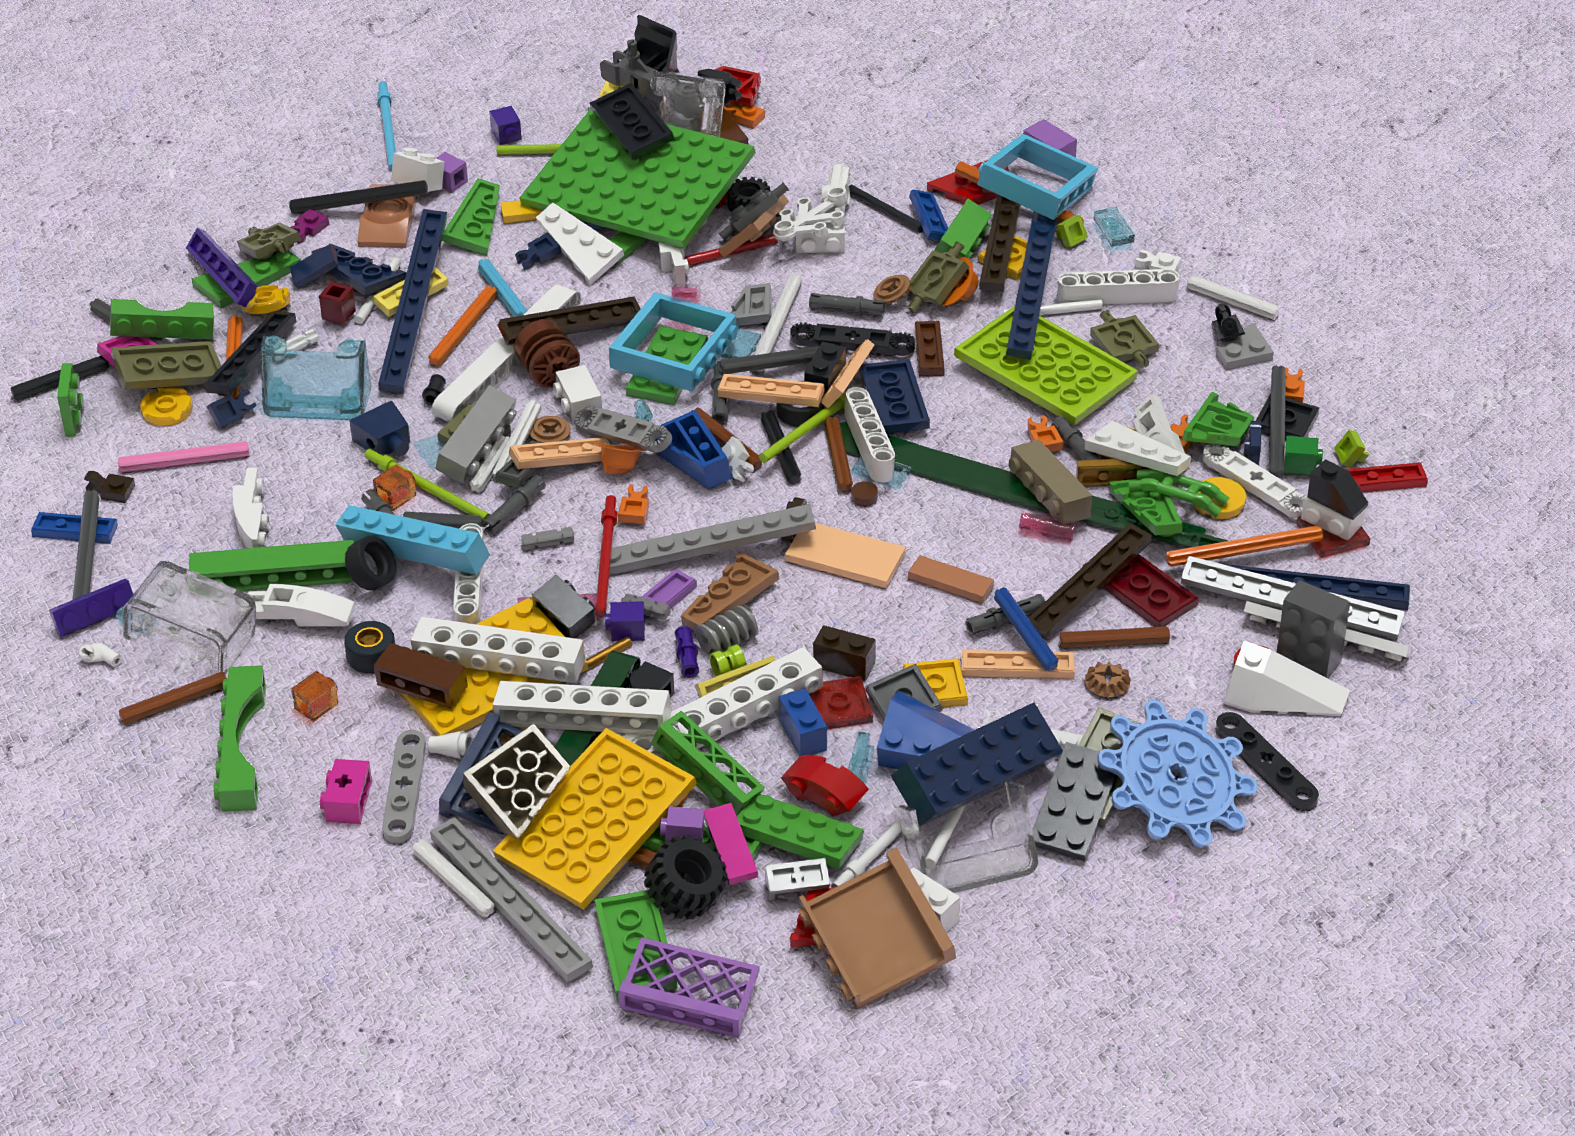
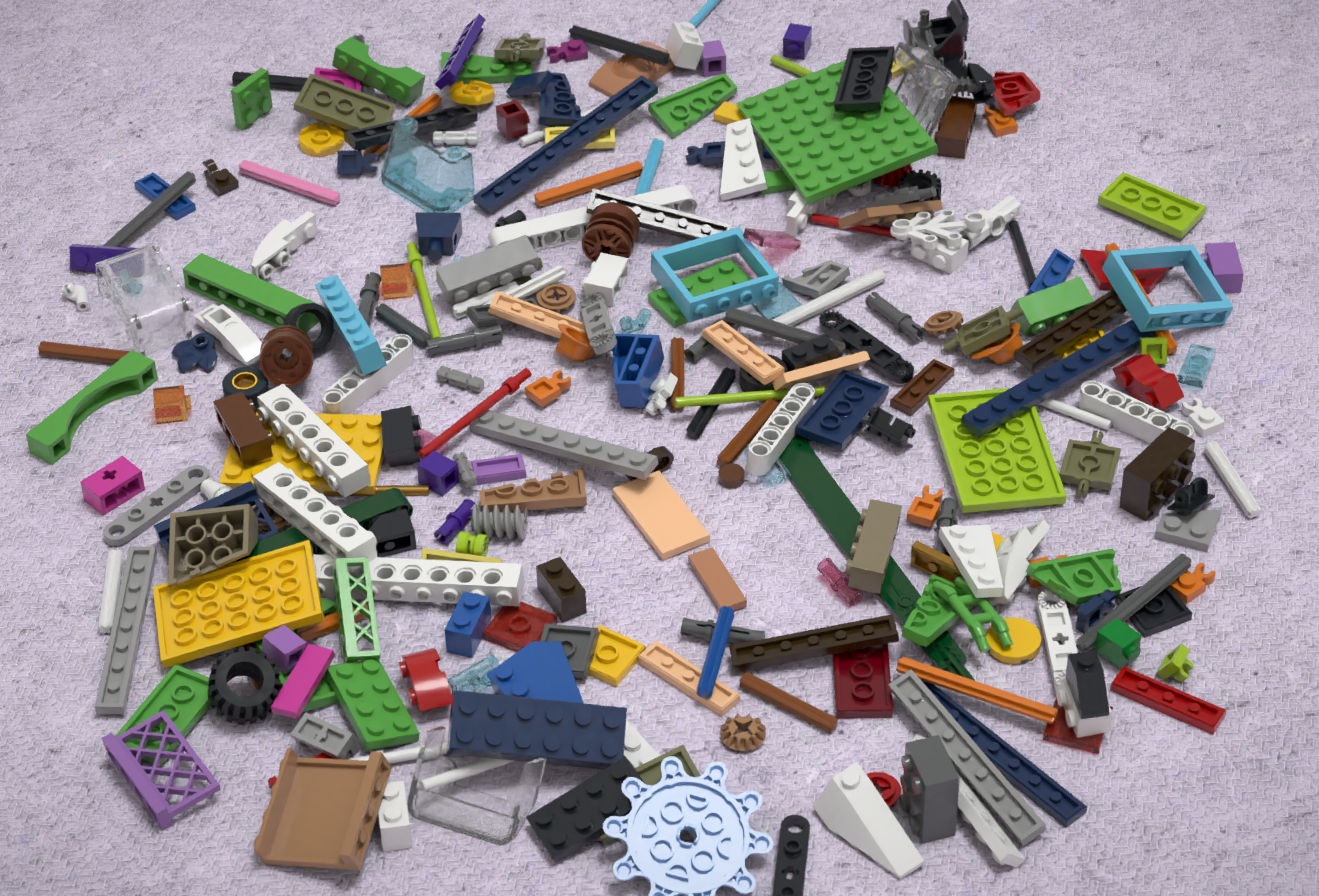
camera: 40 degrees right, 0 degrees up
(280, 644) = (192, 353): none -> dark blue plate
(387, 594) = (284, 369): none -> copper wheel
(937, 391) = (880, 422): none -> black hinge
(940, 123) = (1152, 205): none -> lime plate
(1092, 254) = (1148, 382): none -> red brick
(1190, 317) = (1157, 474): none -> dark brown brick

